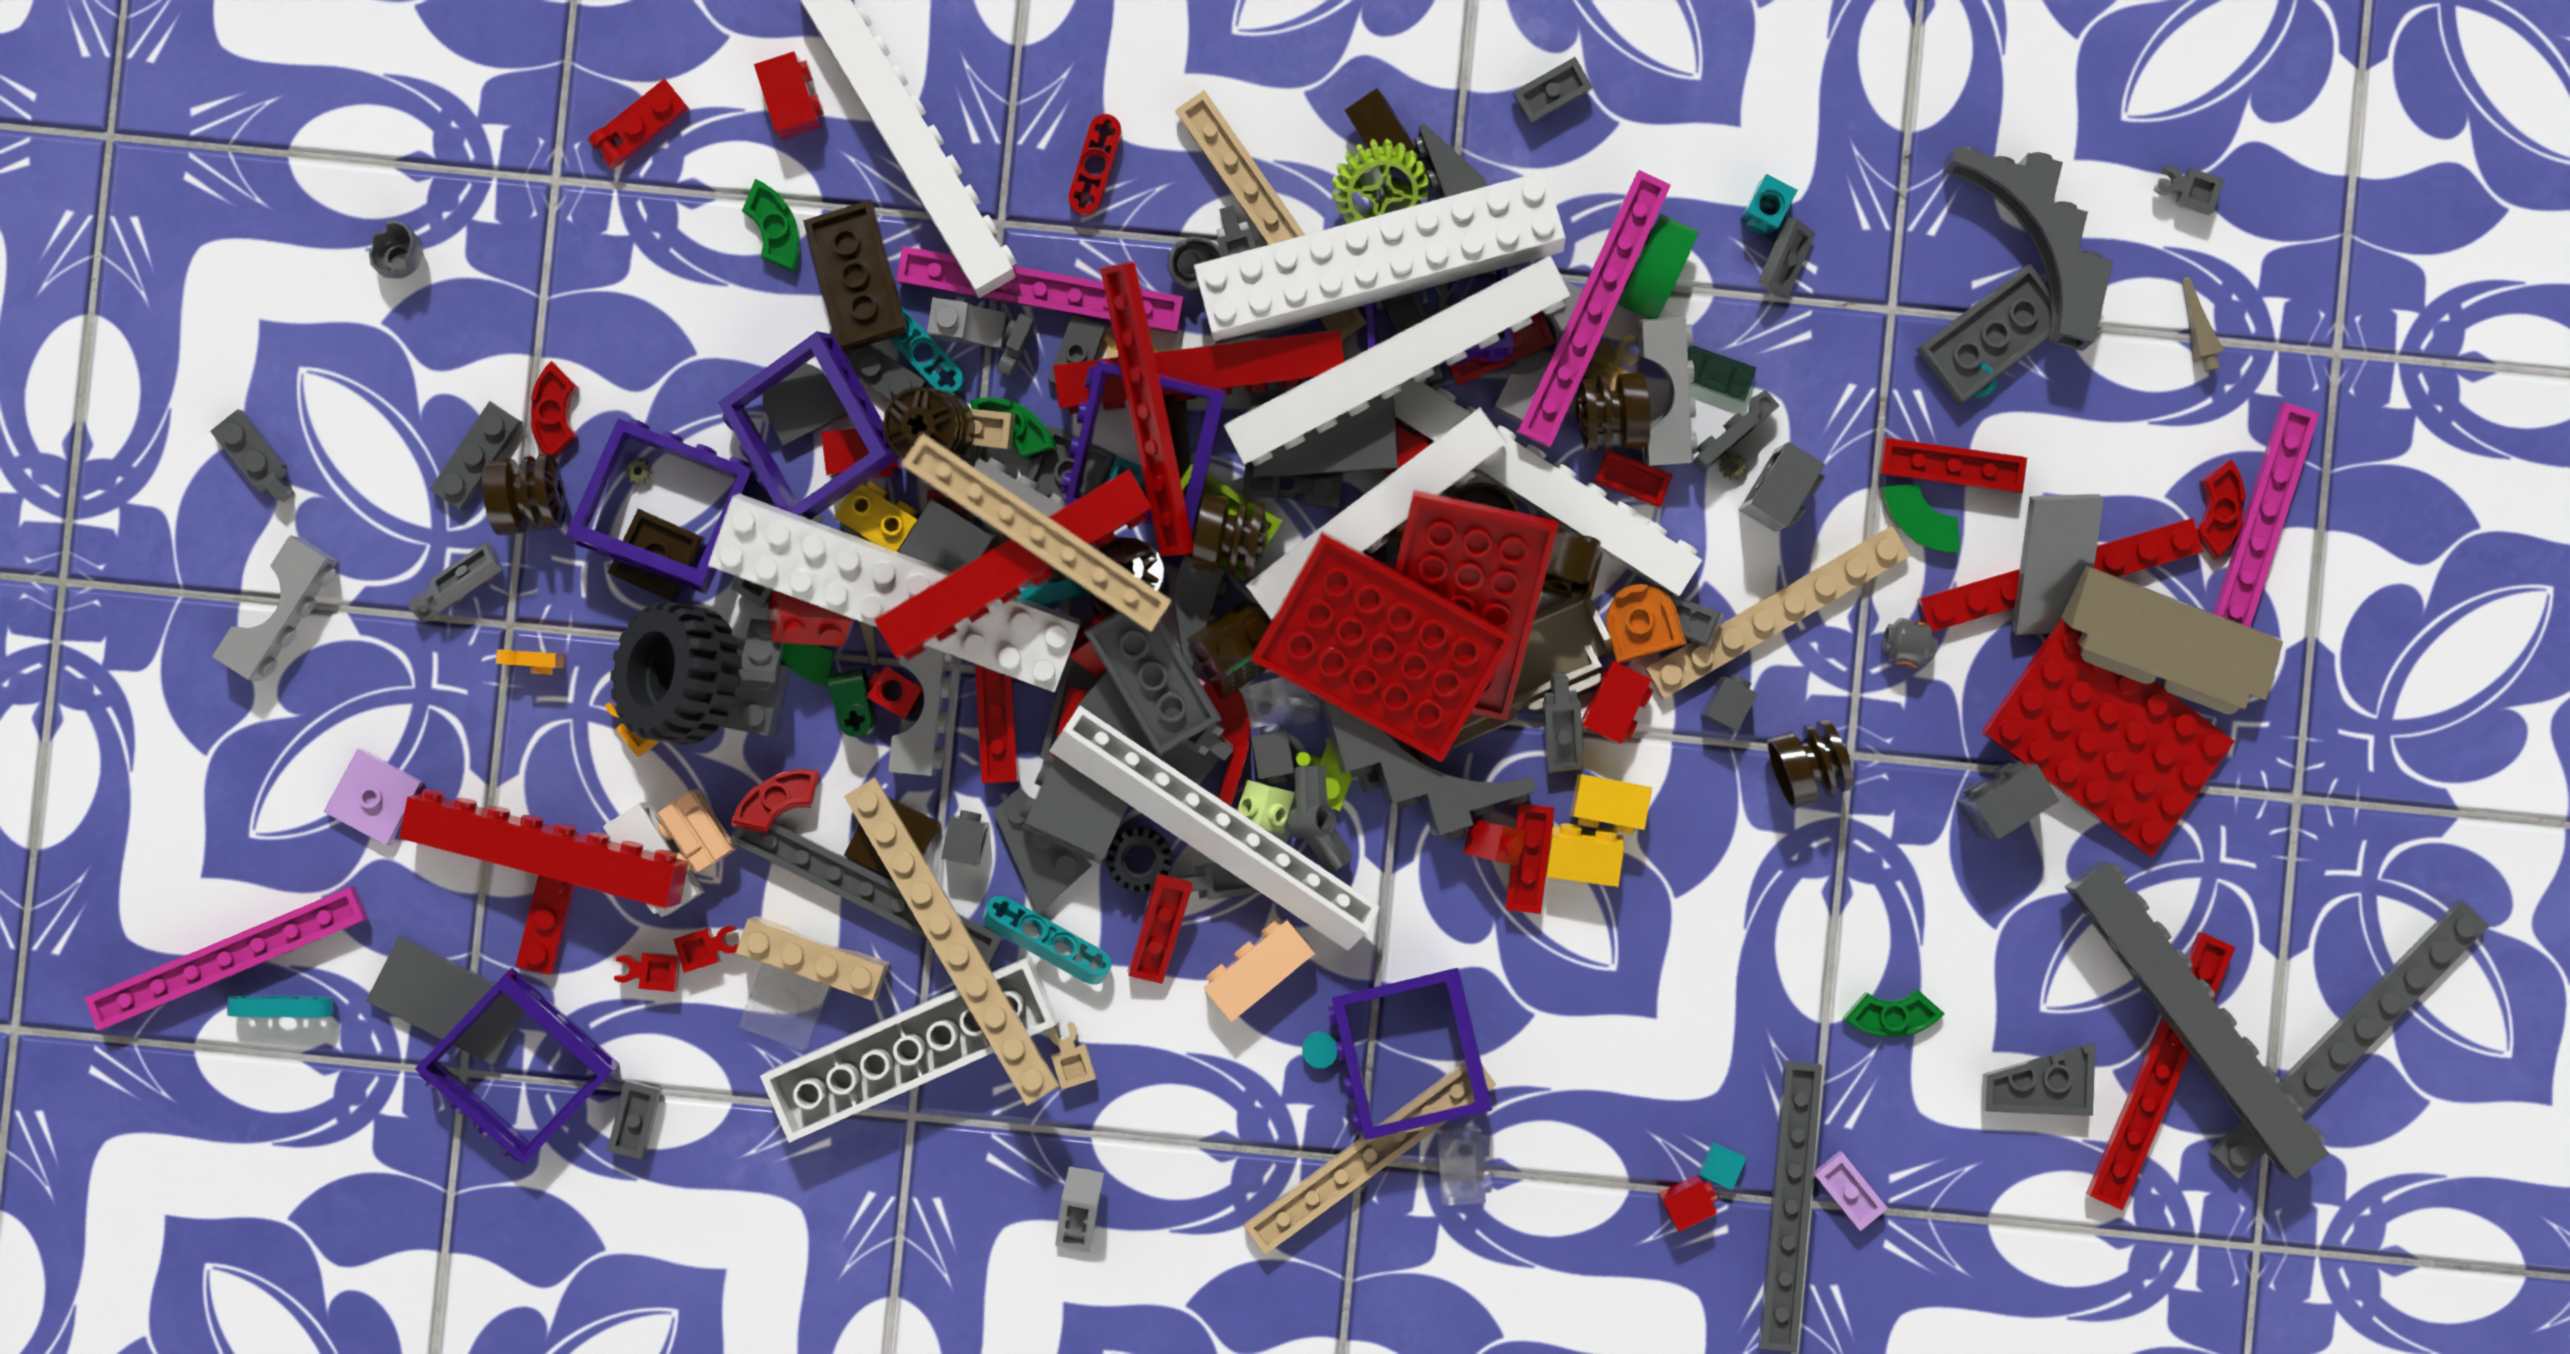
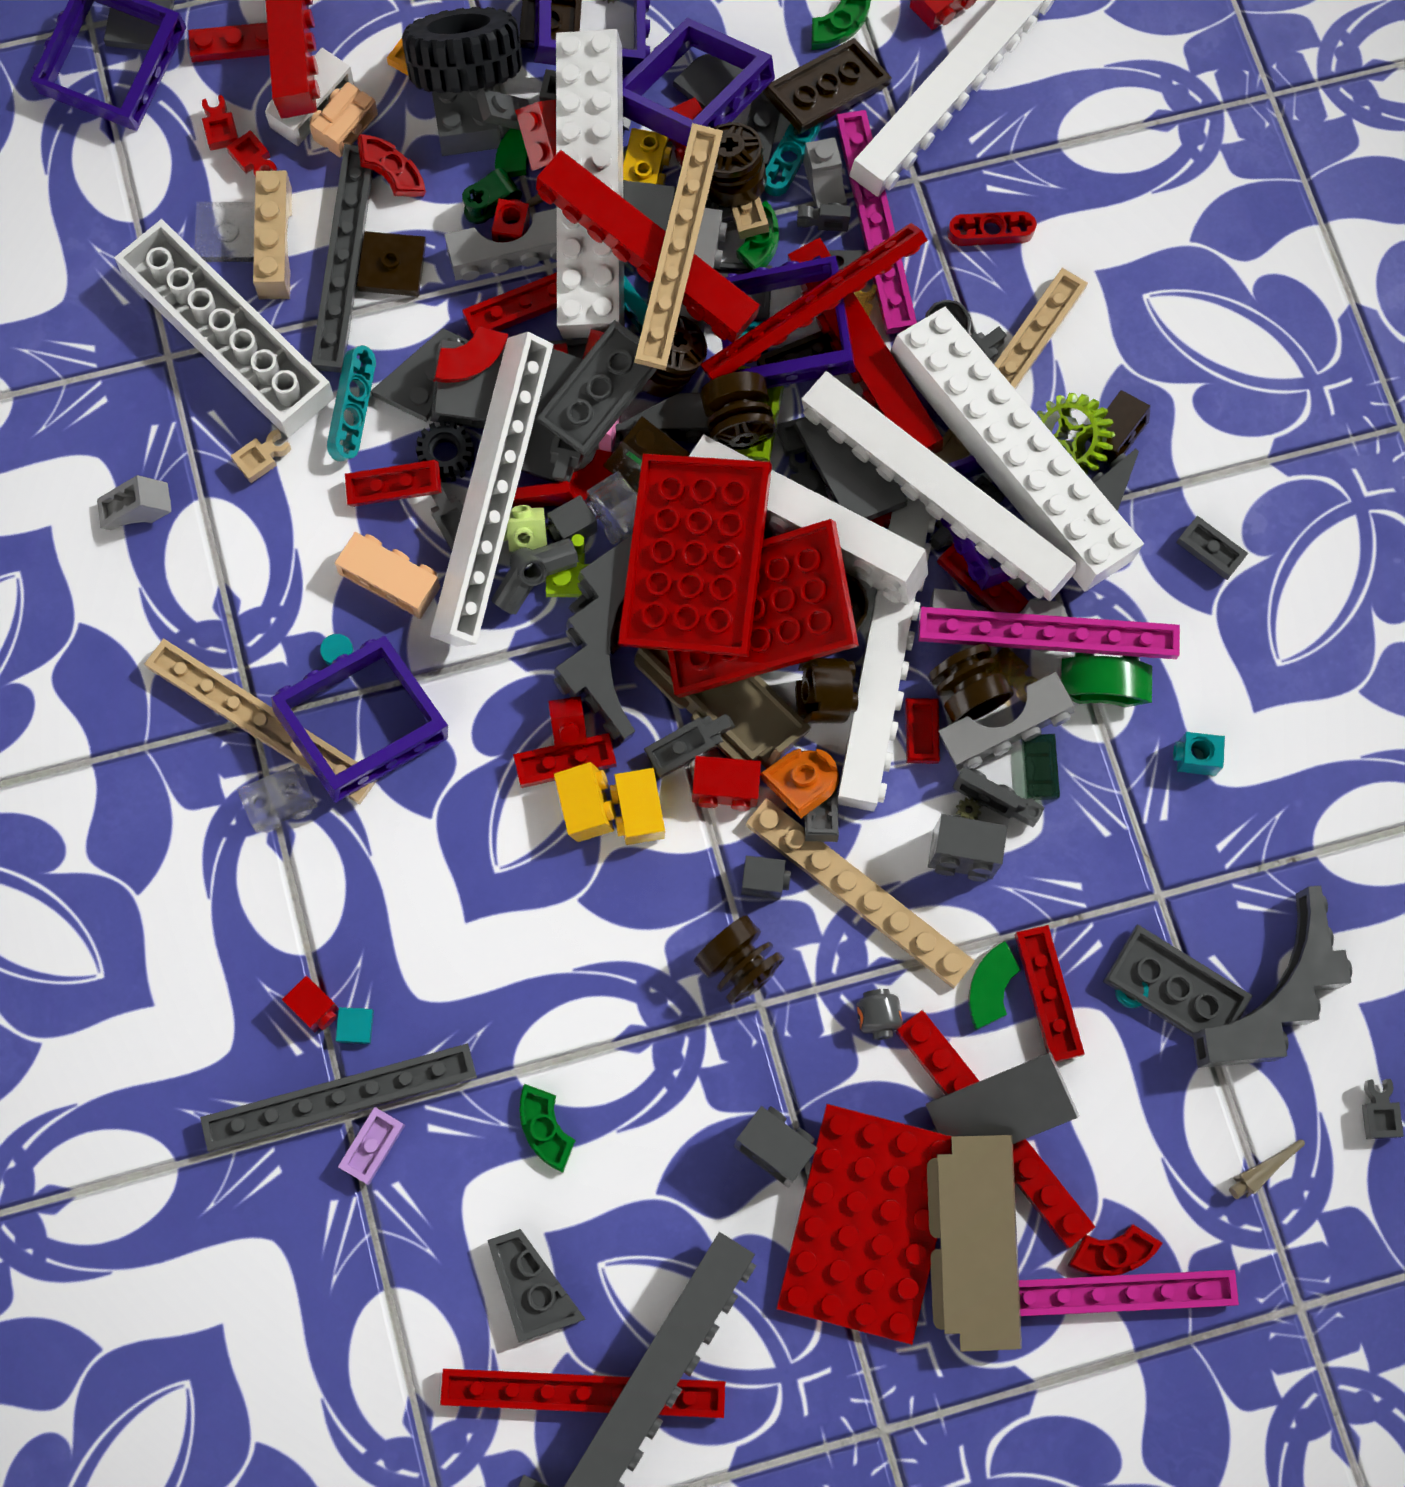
camera: 70 degrees right, 15 degrees down
(634, 1119) = (94, 152): dark grey plate -> none
(952, 942) = (320, 324): tan plate -> none
(965, 838) = (412, 314): dark grey brick -> none
(1058, 798) = (470, 359): none -> red tile
(1786, 257) = (1163, 785): dark grey plate -> none

